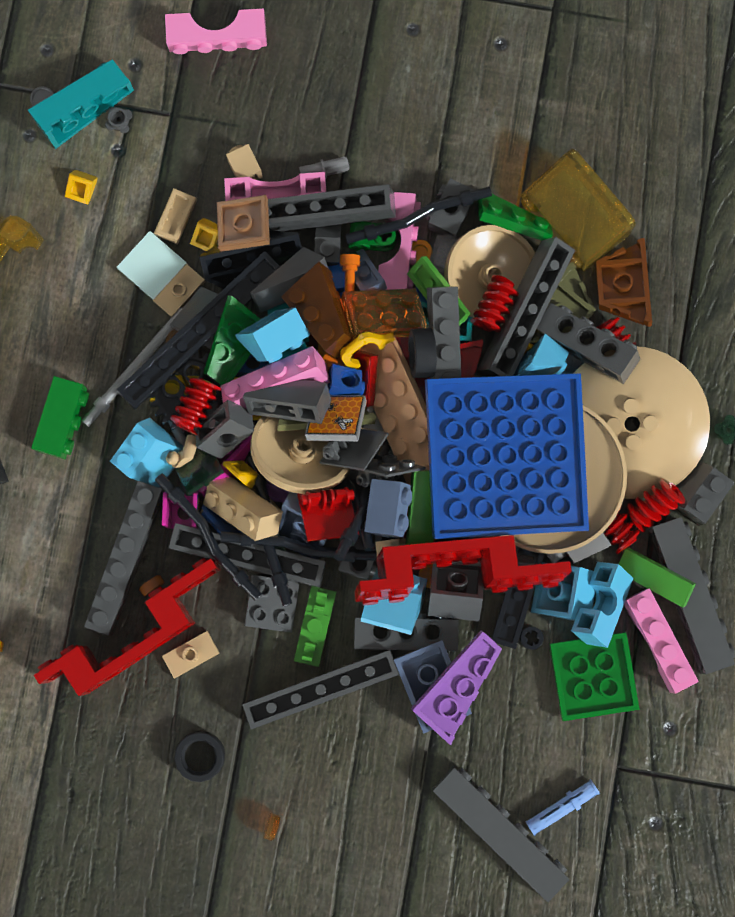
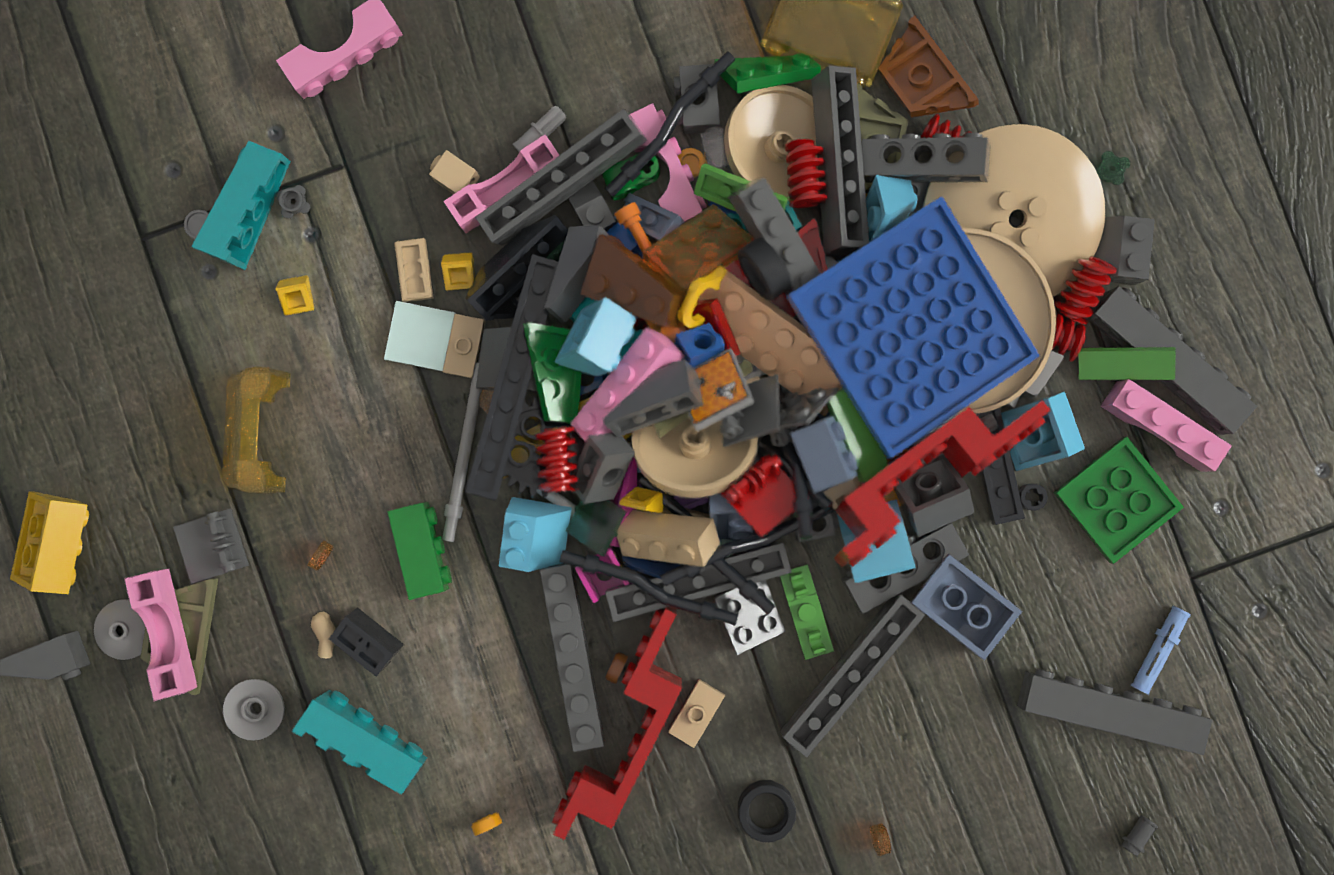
camera: 30 degrees left, 5 degrees up
(185, 455) = (573, 517): tan arm -> none
(243, 223) = (492, 237): medium nougat tile -> none
(452, 693) = (992, 603): medium lavender wing -> none
(611, 589) = (1089, 403): medium azure arch -> none

